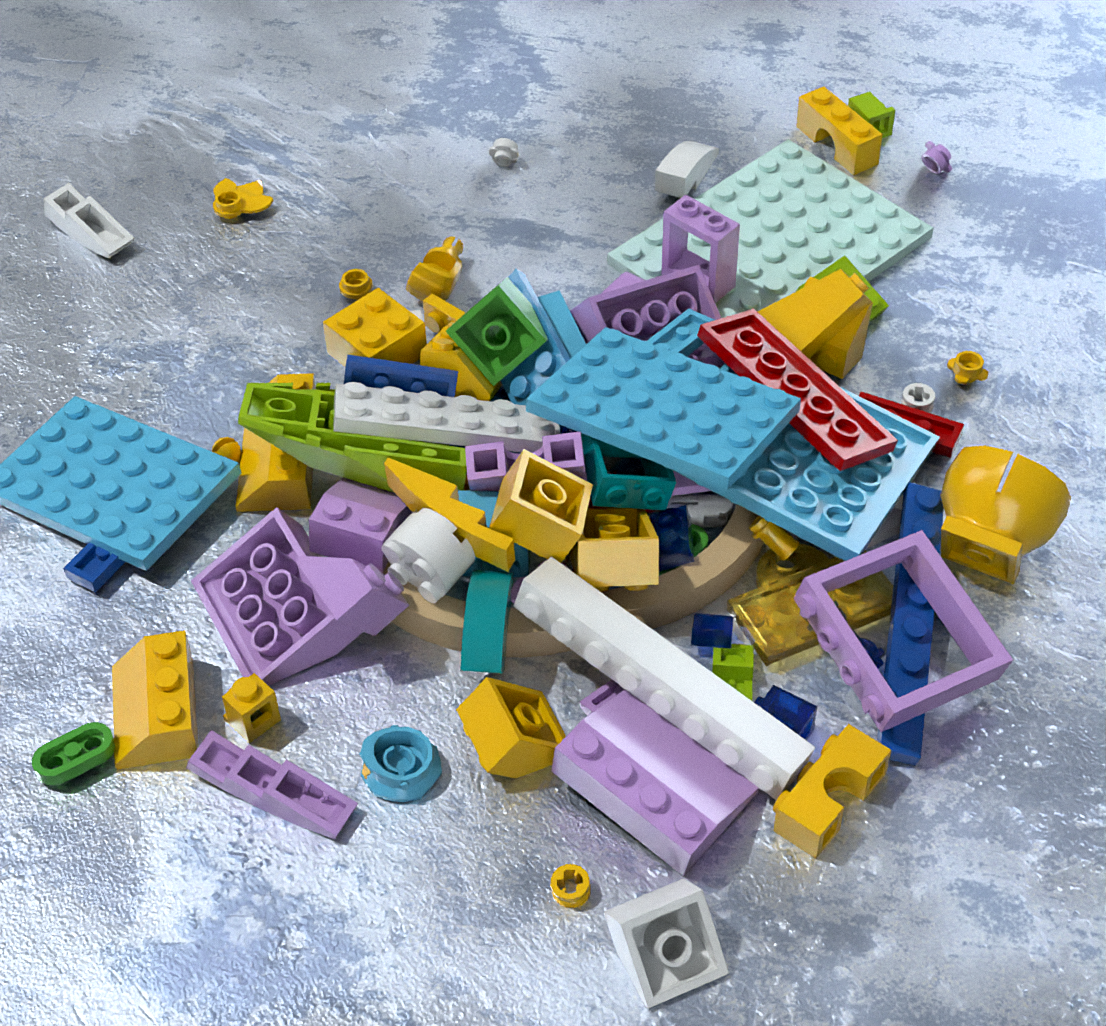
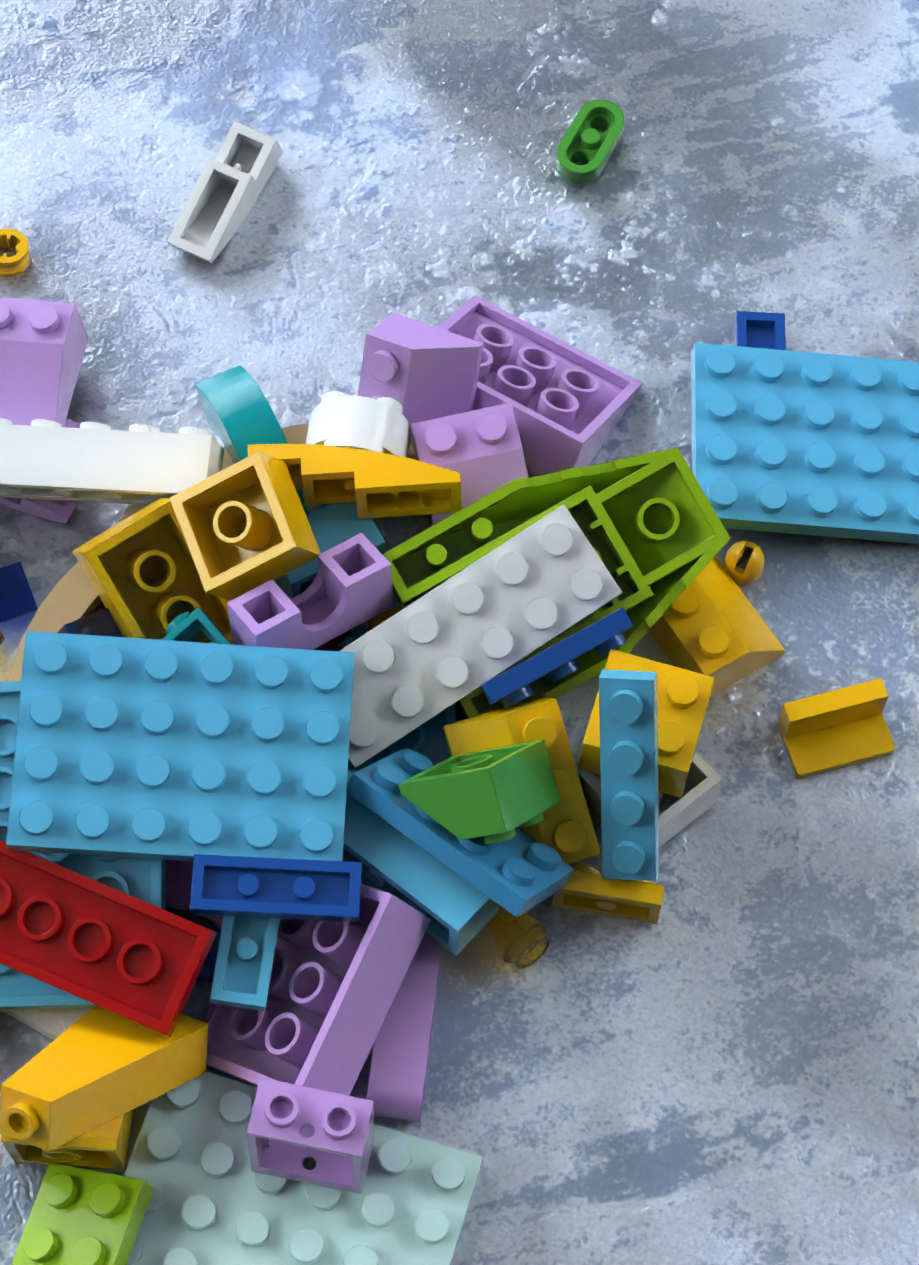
camera: 145 degrees right, 15 degrees up
(154, 702) = (550, 226): yellow slope -> none
(244, 699) = (449, 258): yellow brick -> none
(255, 352) = (836, 729): none -> yellow panel
(272, 787) = (359, 205): lavender slope -> none
(355, 284) = (800, 896): yellow plate -> none
(370, 844) = (225, 192): none -> white slope
(399, 764) = (257, 286): medium azure hat -> none
(411, 299) = (629, 774): none -> medium azure plate
(438, 271) = (674, 955): yellow piece -> none
(510, 728) = (152, 366): yellow slope -> none
(650, 327) = (276, 888): none -> blue plate

